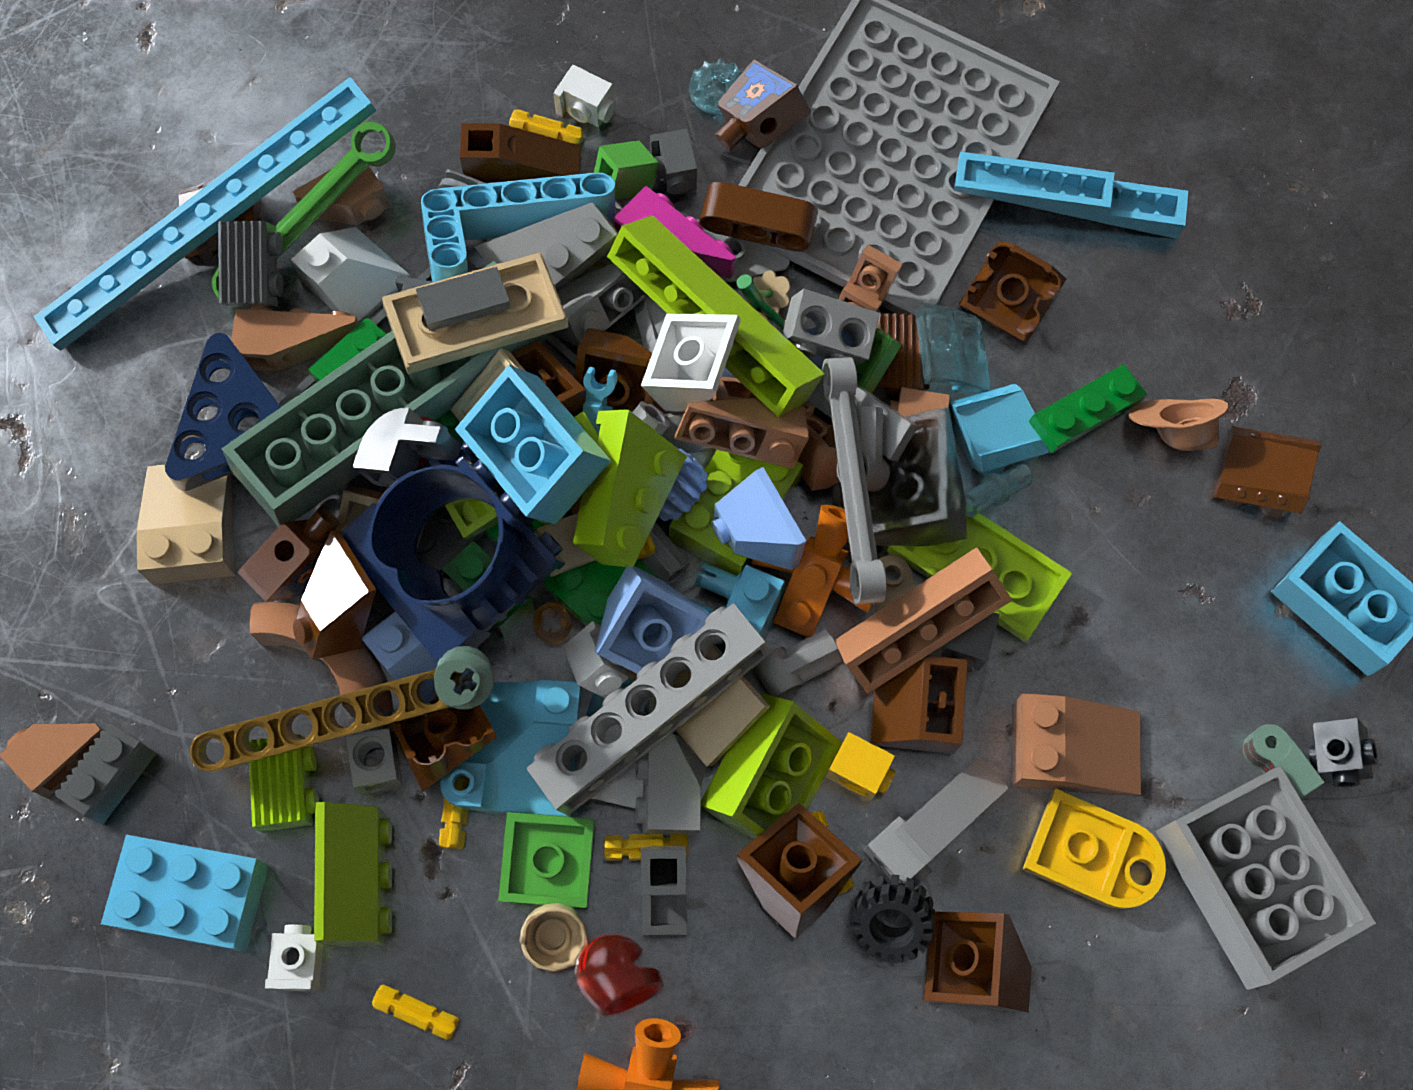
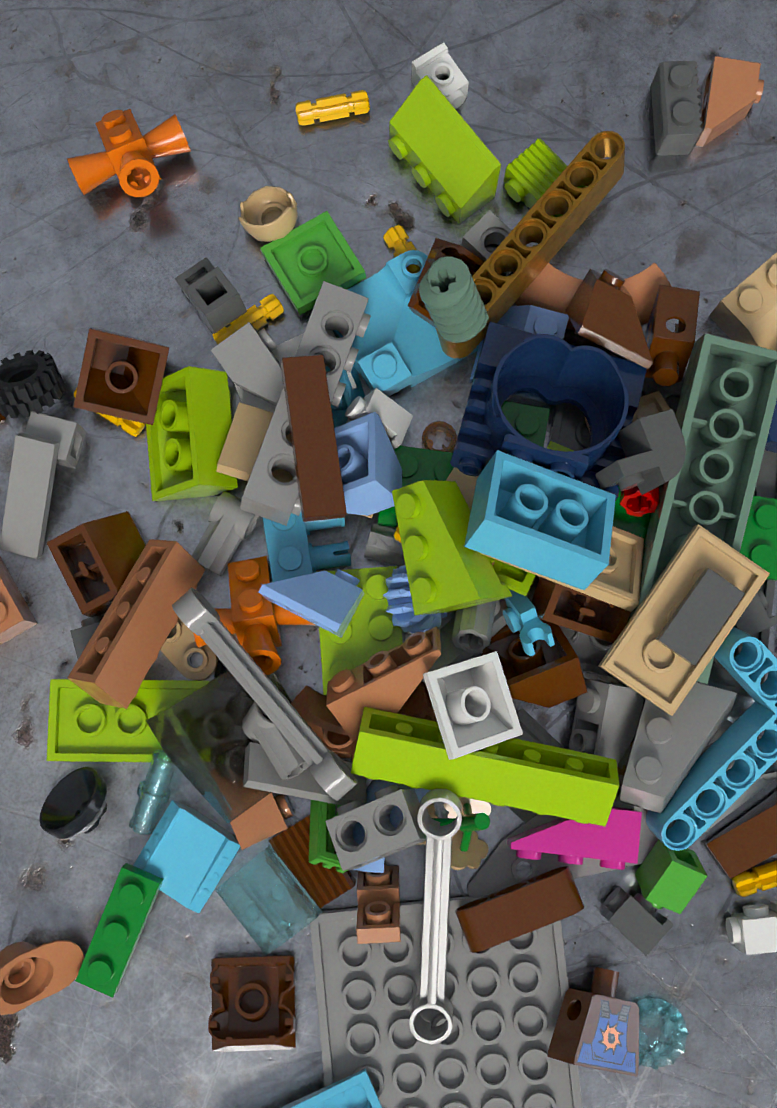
camera: 150 degrees right, 10 degrees up
(185, 893) = (551, 69): medium azure brick -> none
(611, 978) = (212, 209): clear red helmet -> none
(667, 657) = (313, 438): none -> reddish brown tile
(826, 244) = (435, 918): none -> piece
(862, 767) = (122, 485): yellow brick -> none
(1073, 533) = (75, 804): none -> black piece

